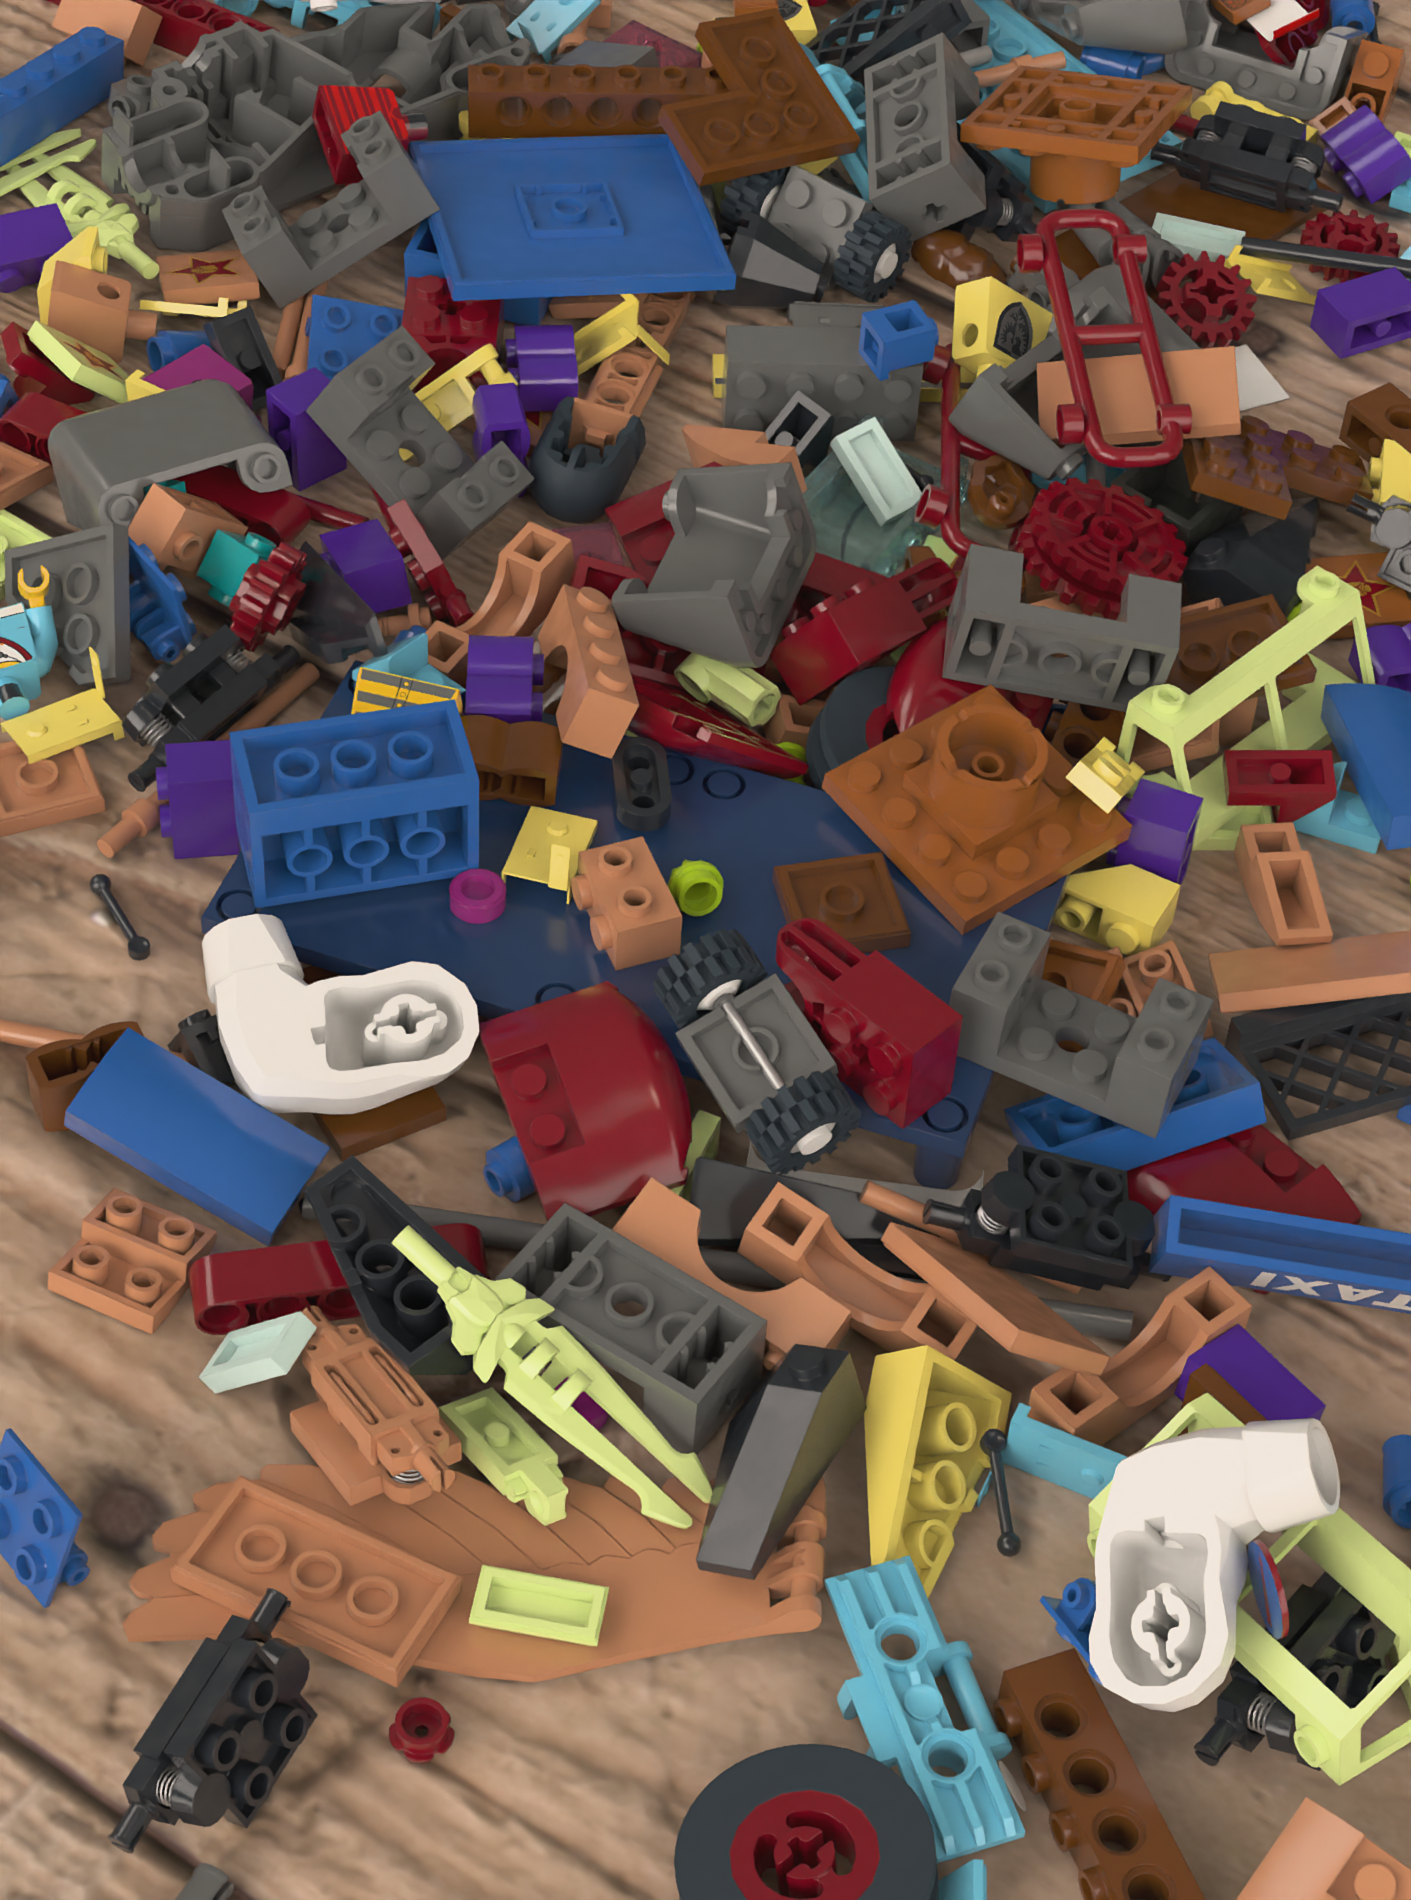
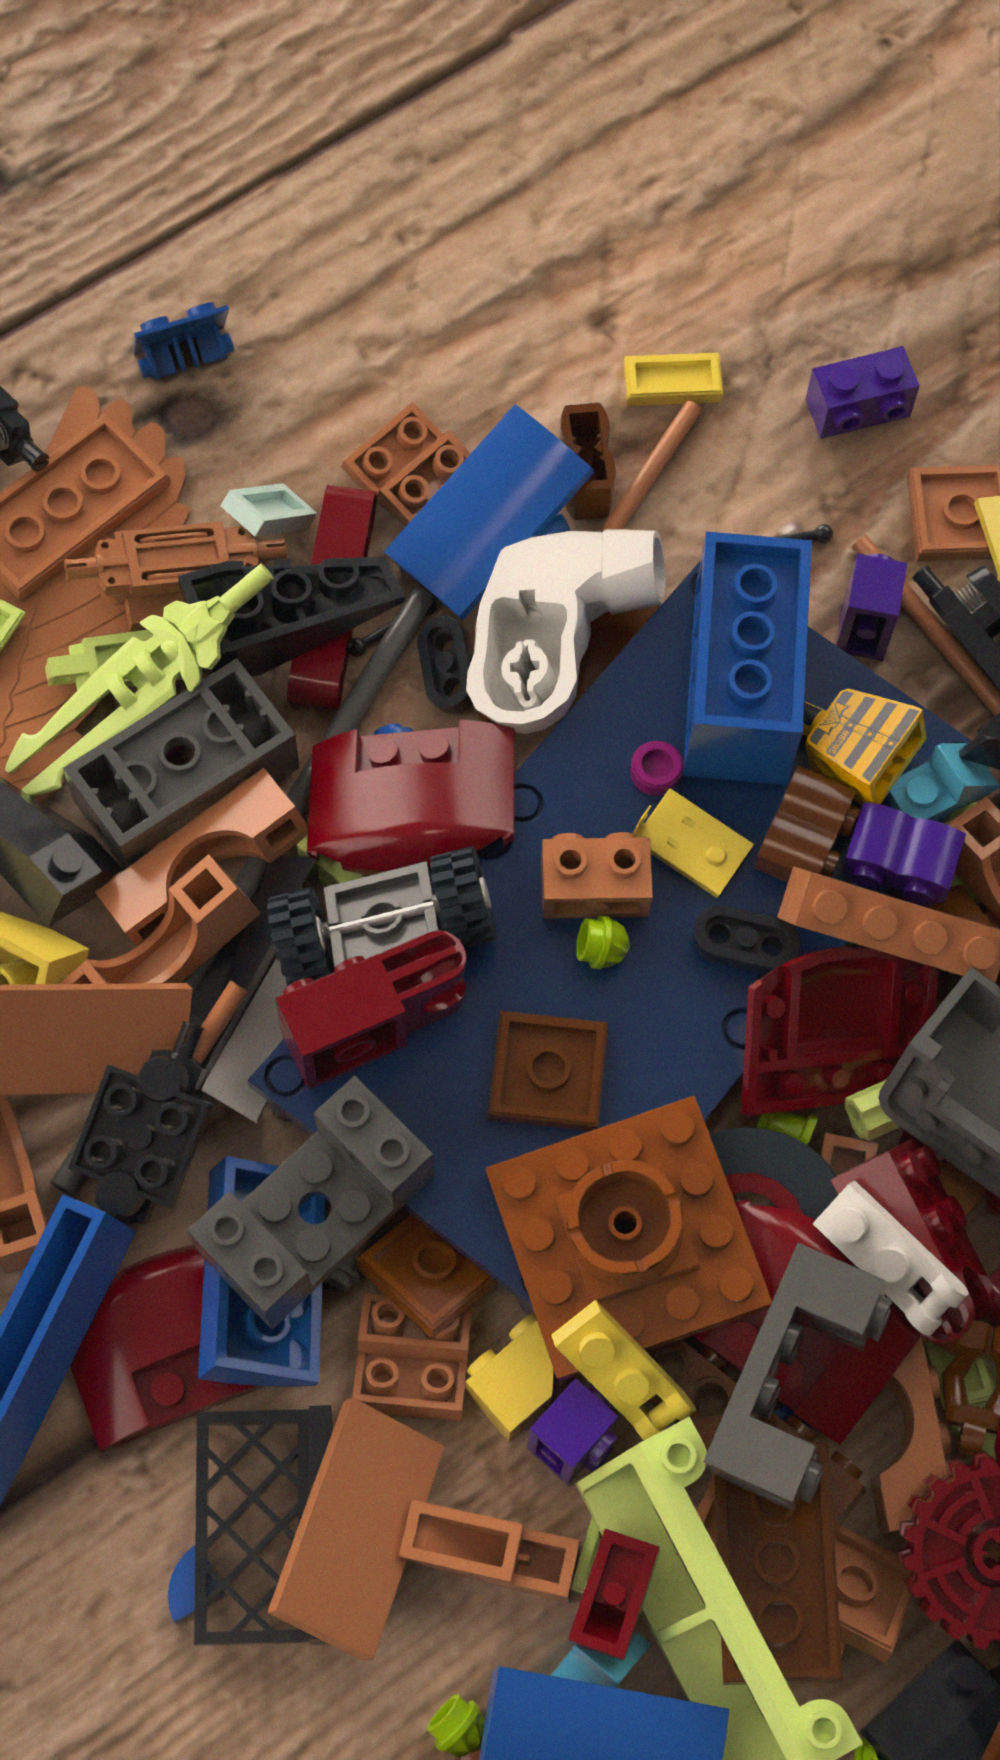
camera: 110 degrees right, 20 degrees up
(386, 1147) = (445, 669): none -> black plate
(909, 611) = (887, 1250): none -> white plate

